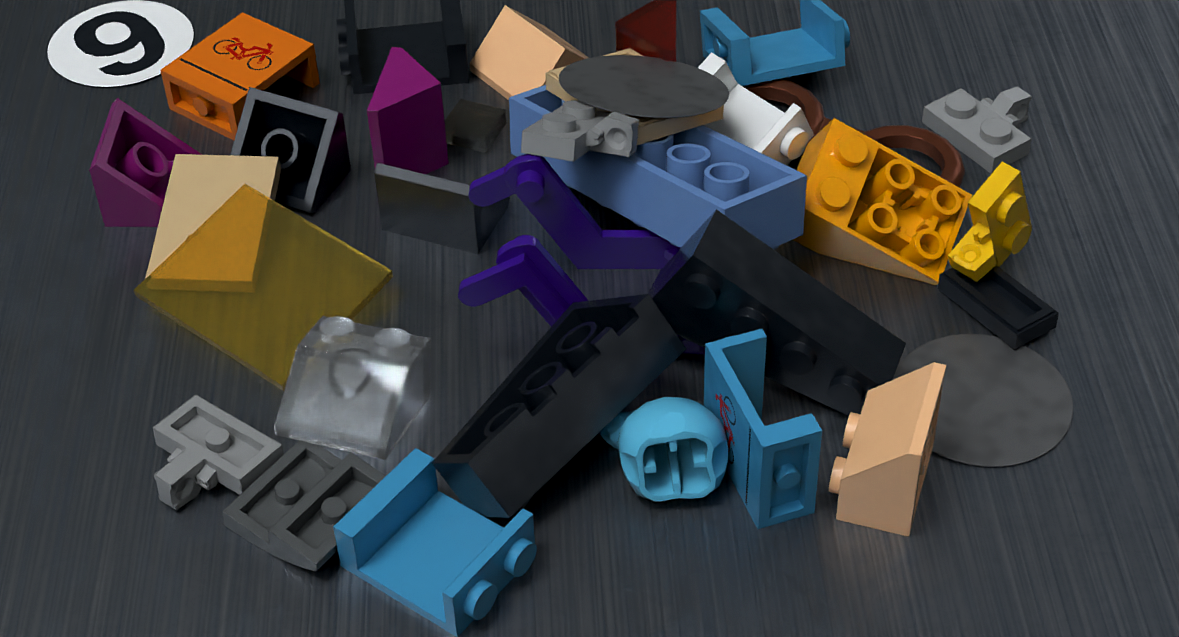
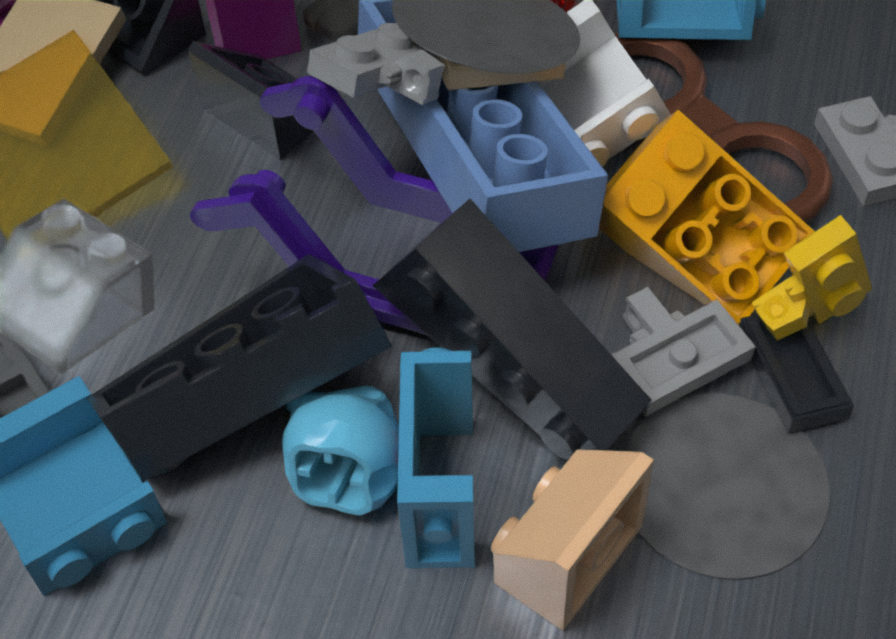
camera: 20 degrees right, 10 degrees up
(905, 307) = (679, 352): none -> light grey hinge

